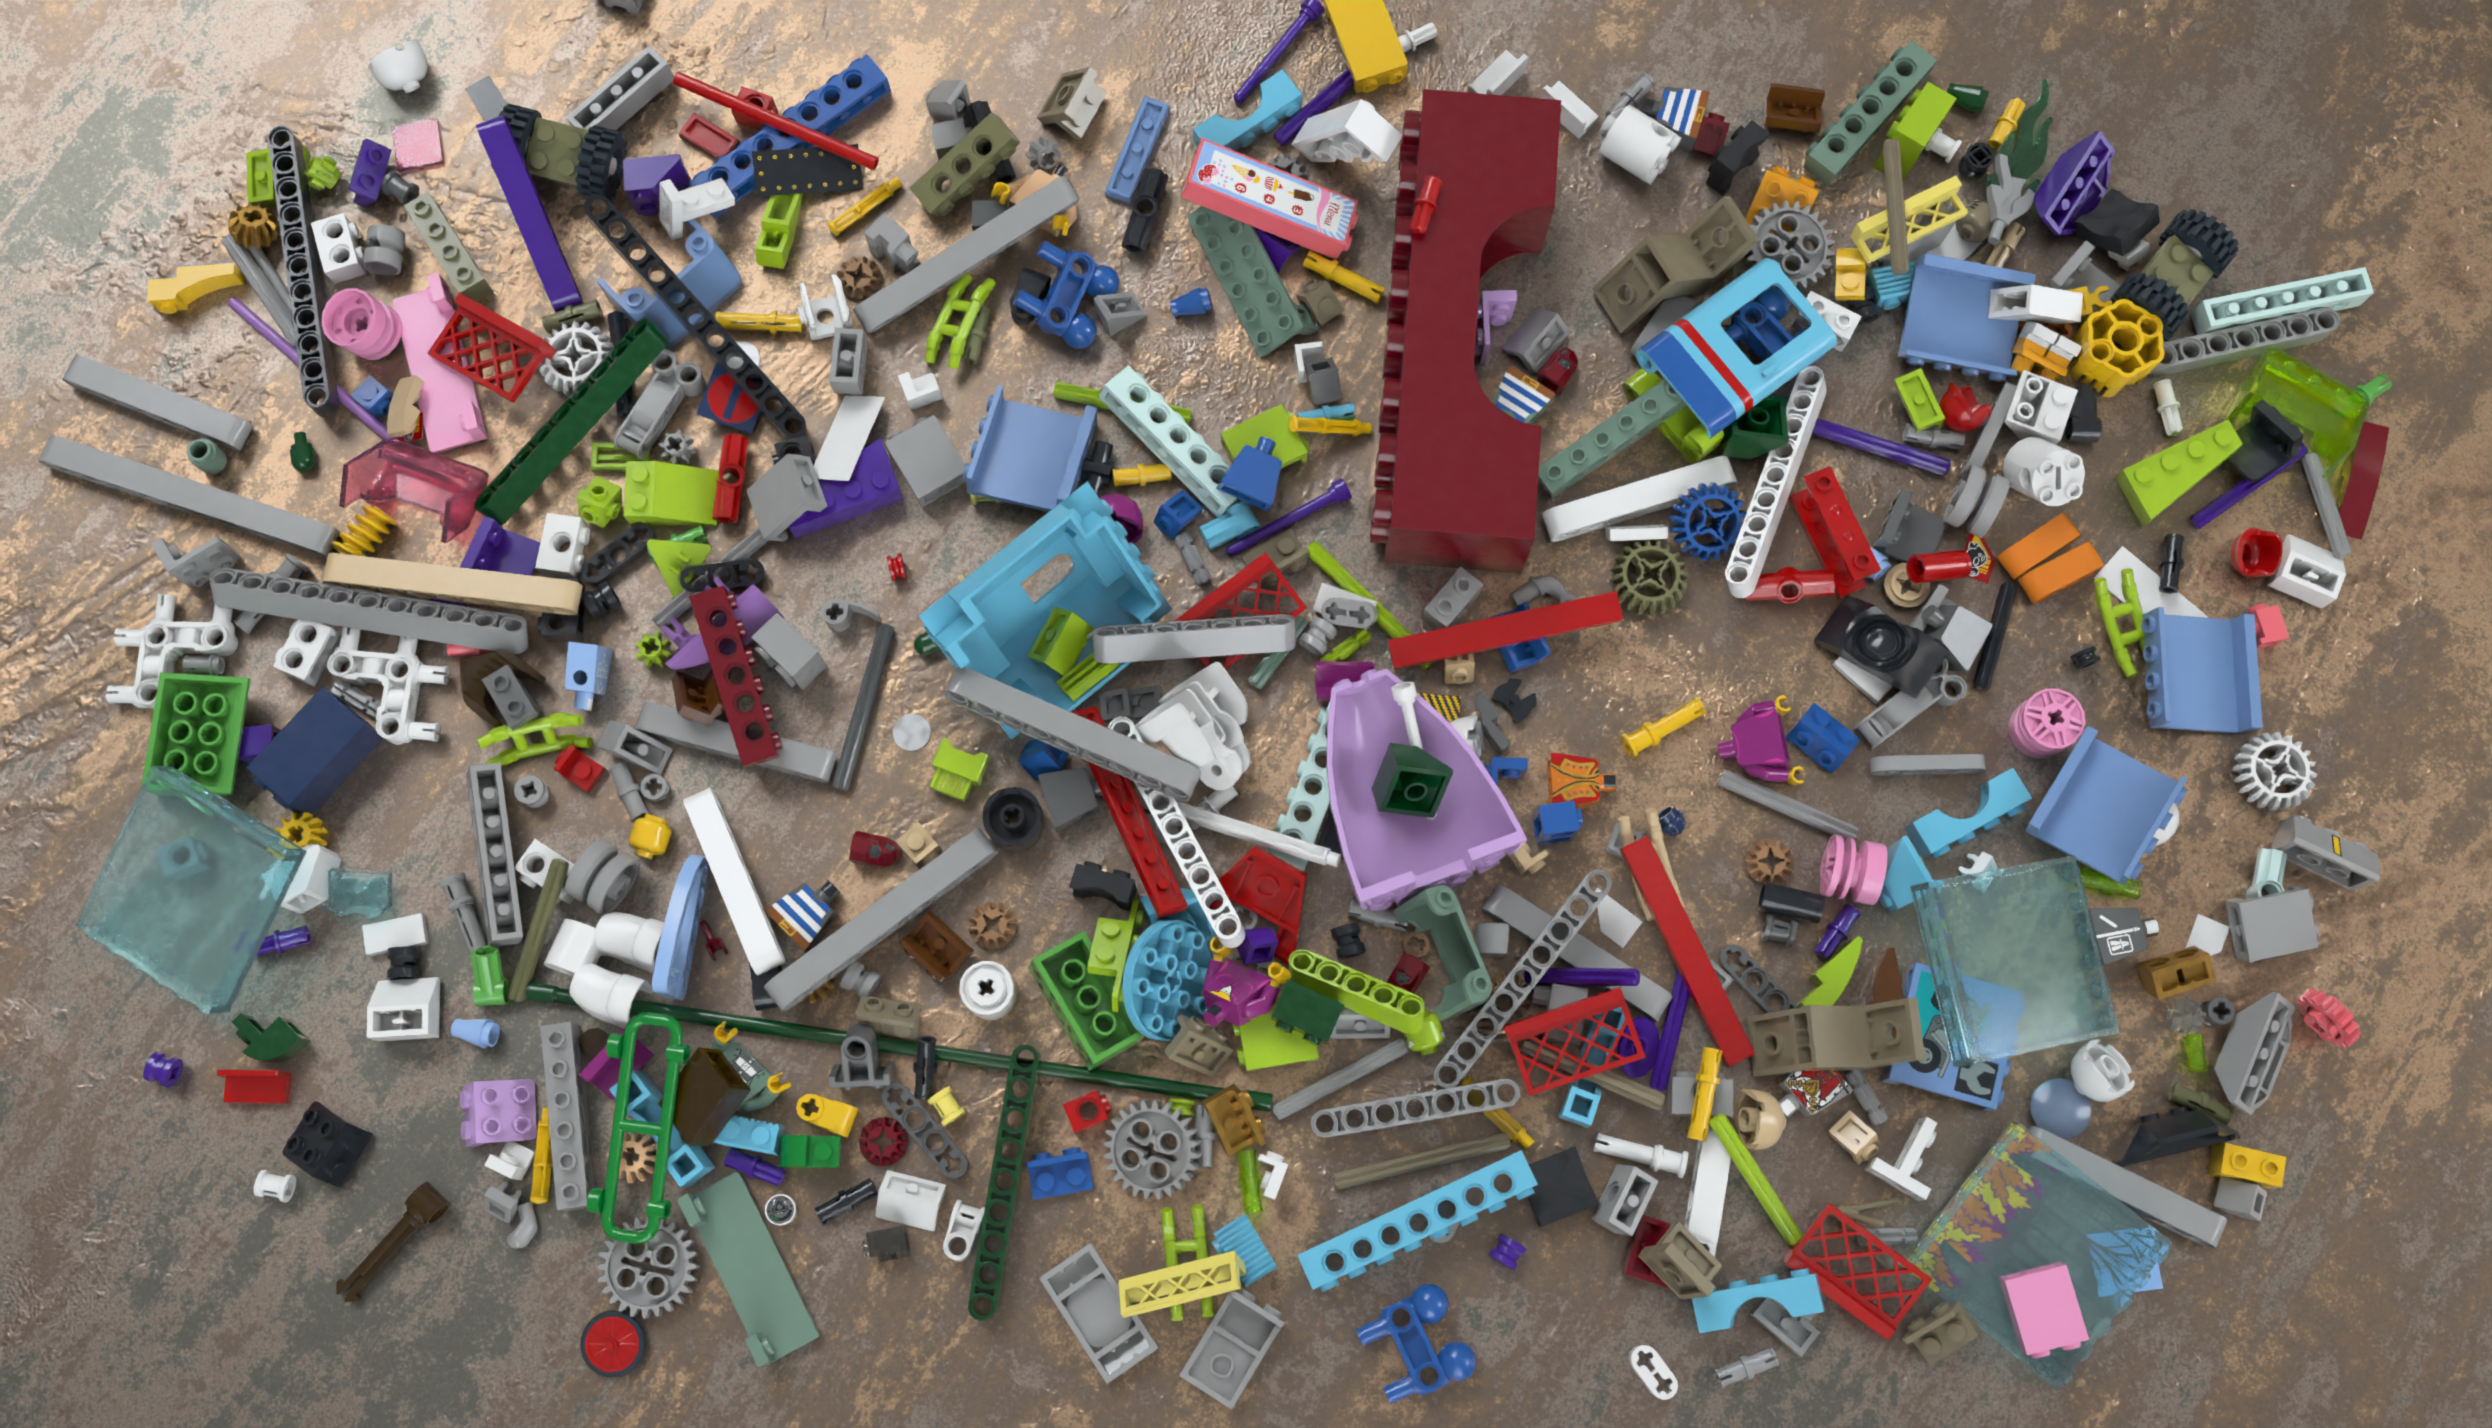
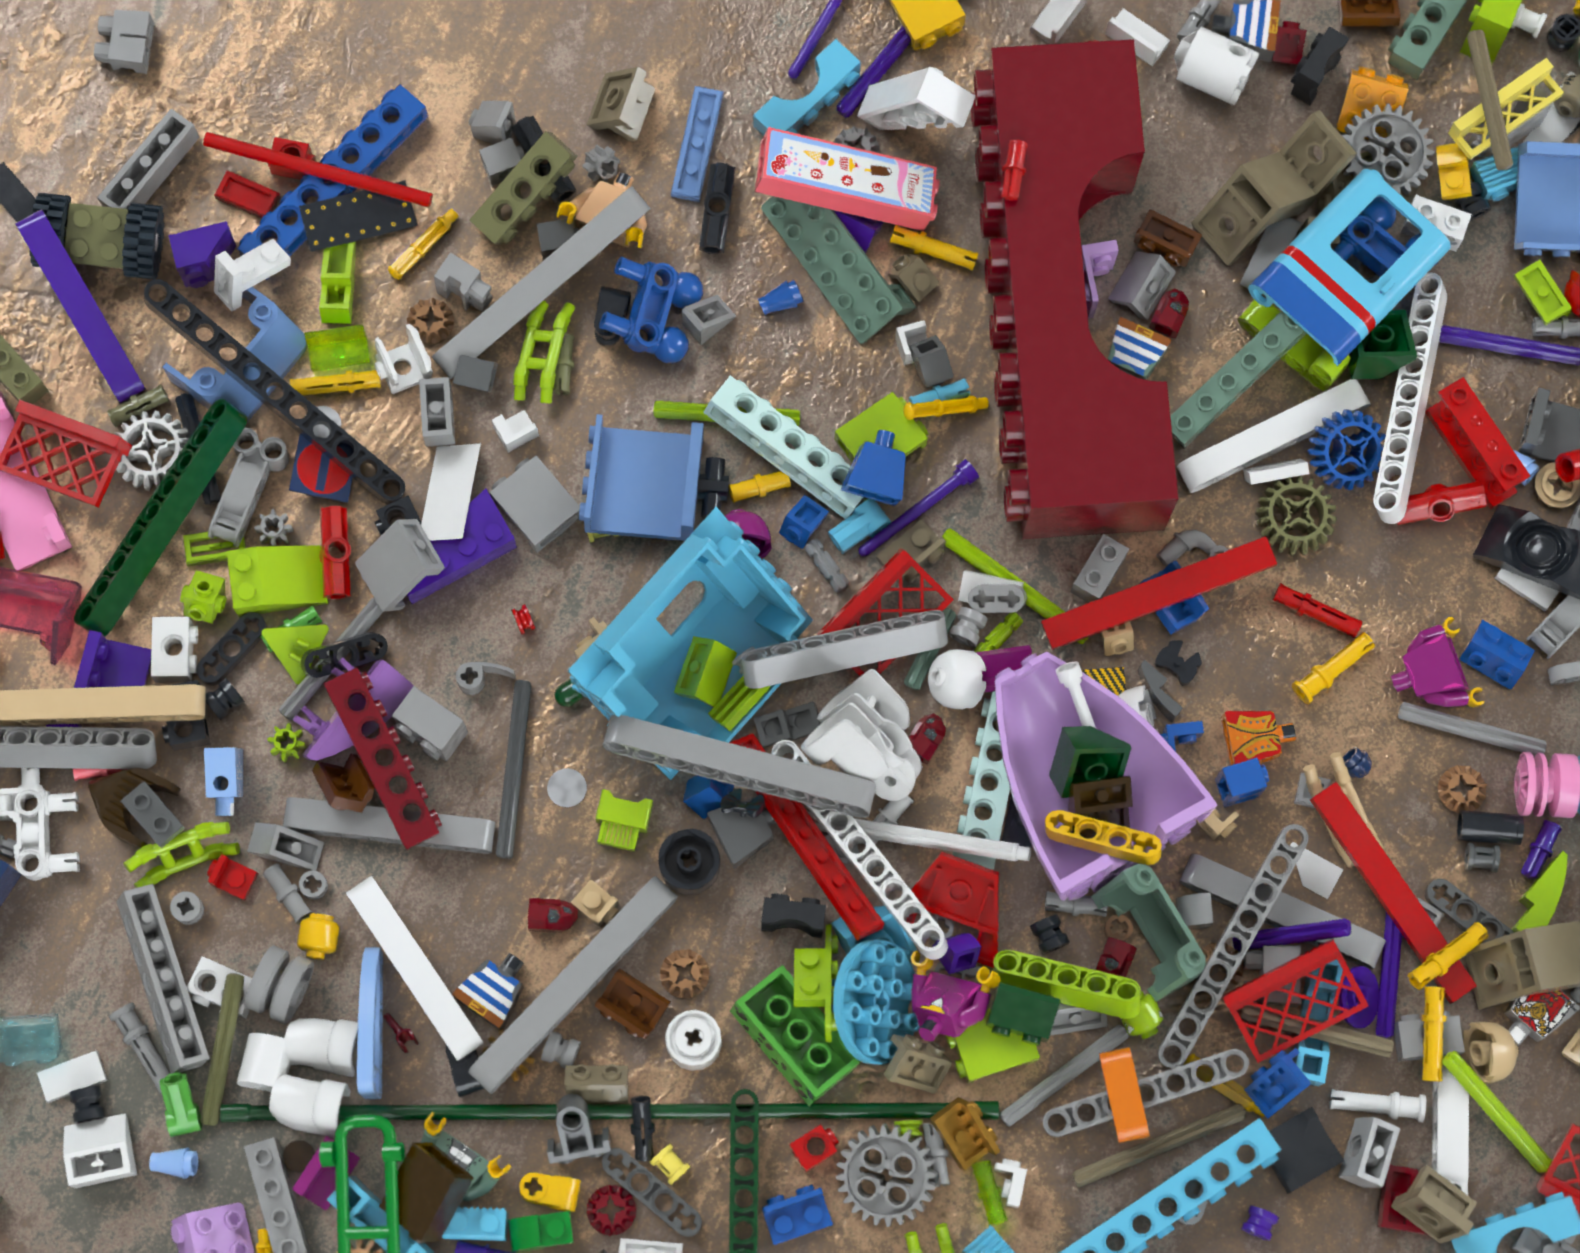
camera: 10 degrees left, 0 degrees up
(767, 289) = (337, 347): none -> clear neon green panel
(891, 331) = (475, 373): none -> dark grey panel
(1064, 769) = (733, 803): none -> black piece
(1261, 735) = (927, 736): none -> dark red rock
(1298, 683) = (957, 679): none -> white cylinder
(1393, 1107) = (1124, 1095): none -> orange beam
(1414, 827) = (1102, 800): none -> dark brown slope
(1414, 851) = (1105, 832): none -> yellow beam
(1544, 1120) = (1278, 1084): none -> blue bracket
(1567, 299) = (1167, 238): none -> reddish brown bracket
(1663, 675) = (1321, 612): none -> red pin
(1721, 1025) = (1438, 963): none -> yellow pin

